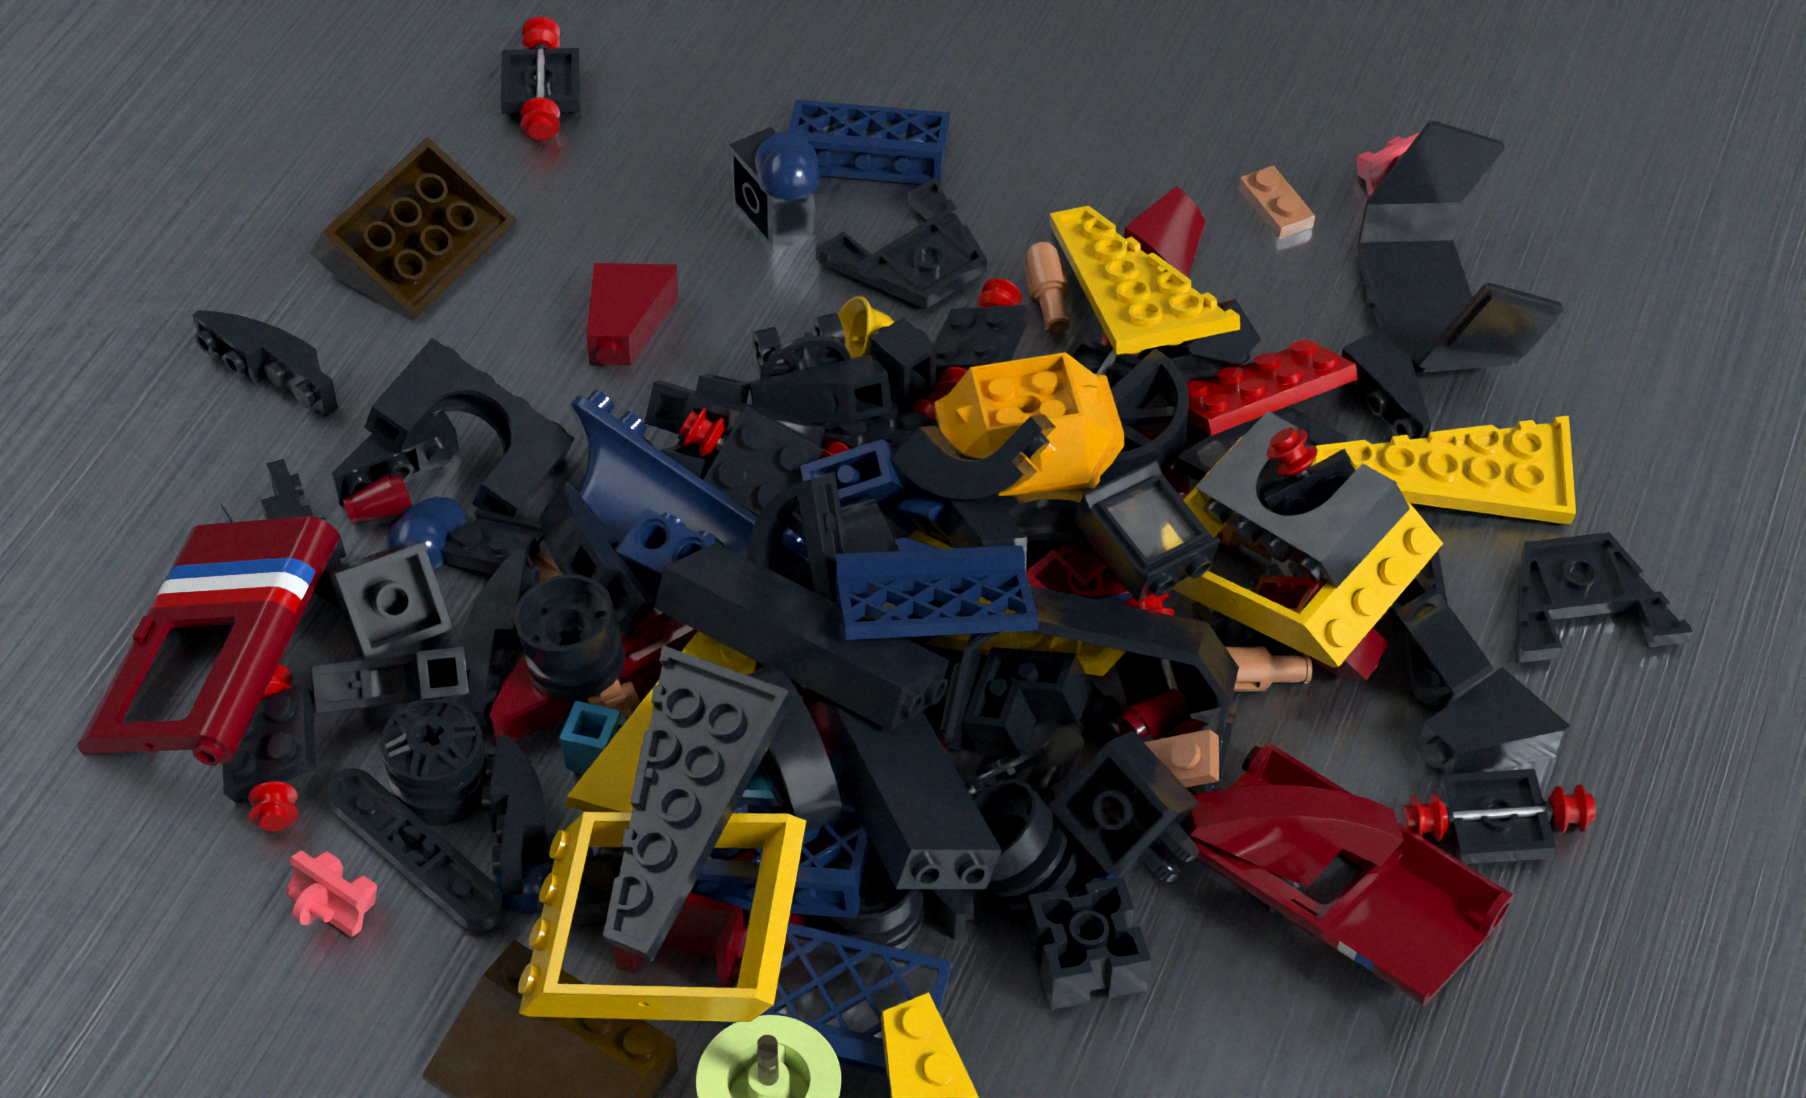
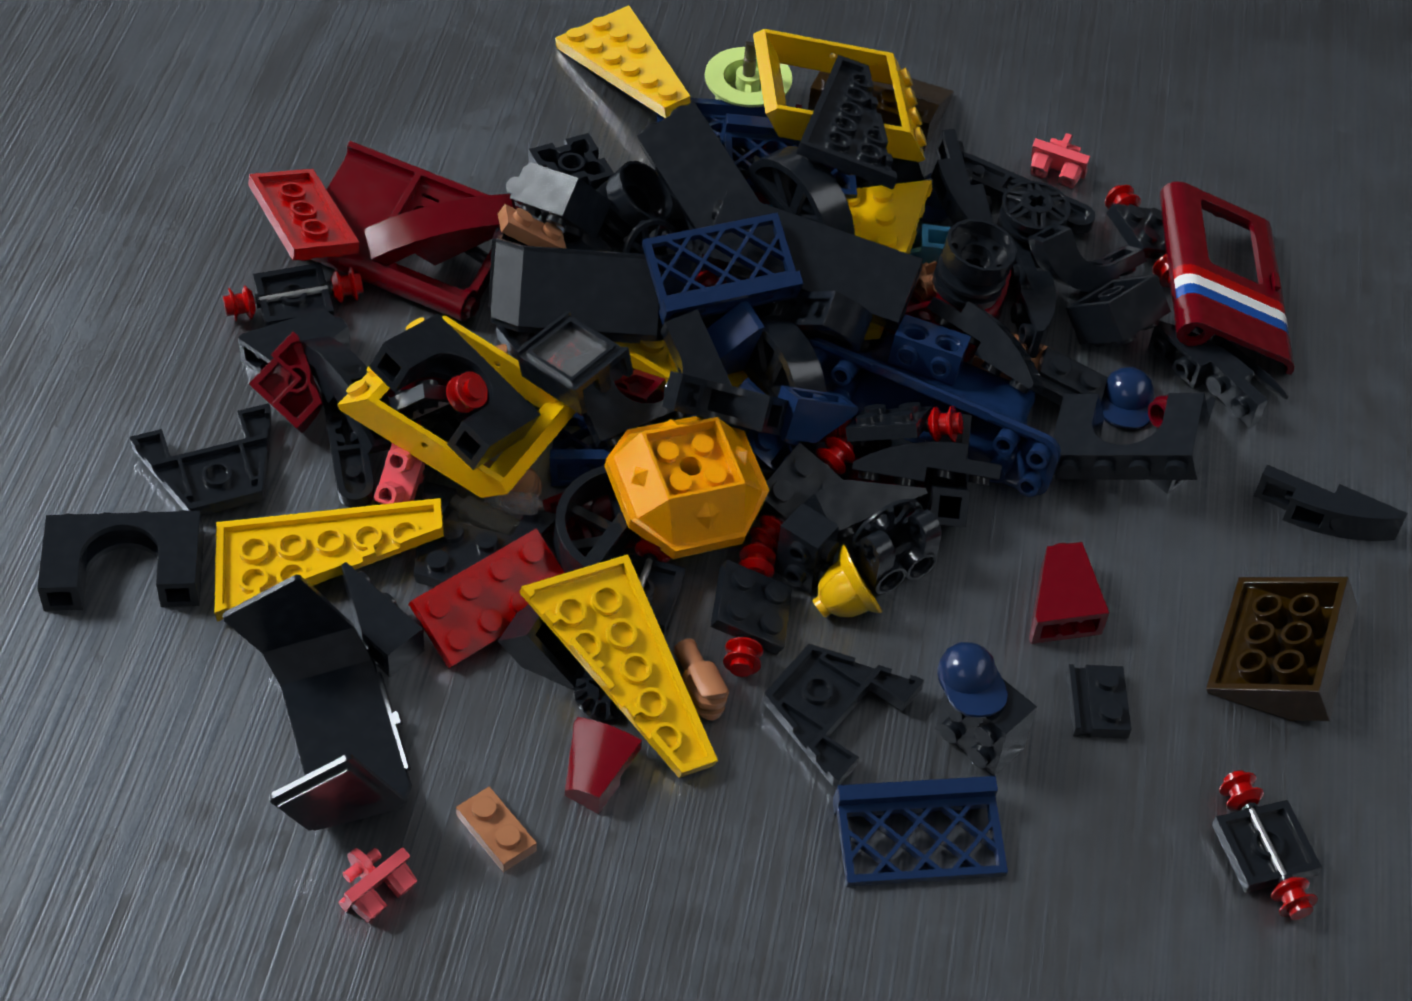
camera: 165 degrees right, 0 degrees up
(635, 224) = (1098, 701): none -> black plate
(1492, 892) = (303, 214): none -> red plate
(1498, 641) = (289, 384): none -> dark red slope
(1629, 508) = (78, 540): none -> black arch

